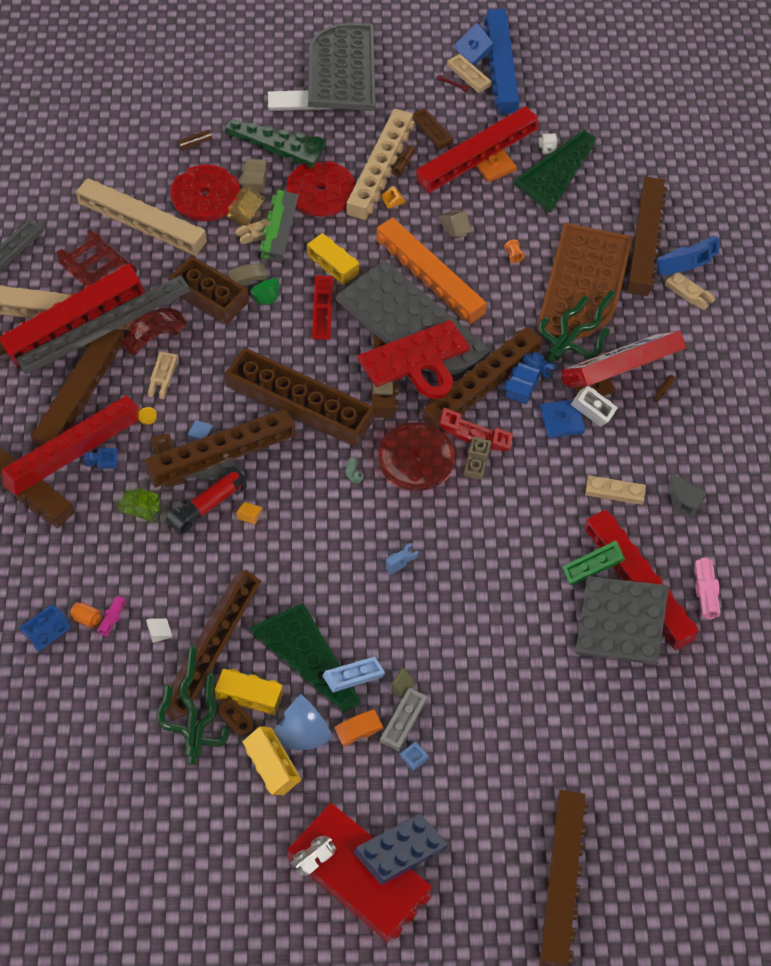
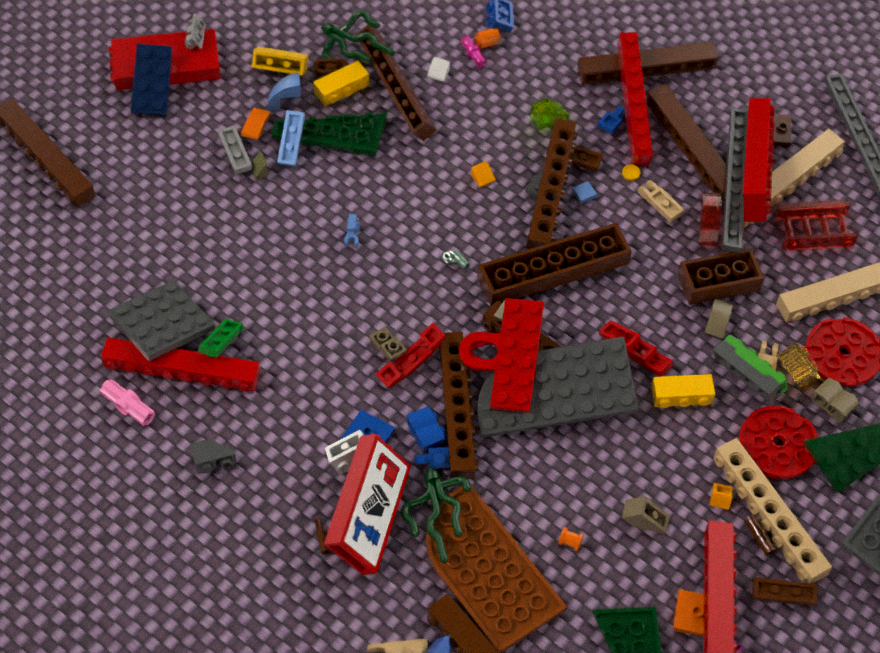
camera: 130 degrees right, 0 degrees up
(183, 518) = (515, 155): piece -> none
(266, 291) = (690, 321): green piece -> none
(414, 756) = (206, 140): medium blue tile -> none
(416, 456) = (425, 297): clear red dish -> none
(431, 271) = (606, 453): orange brick -> none
(615, 490) = (268, 417): tan plate -> none

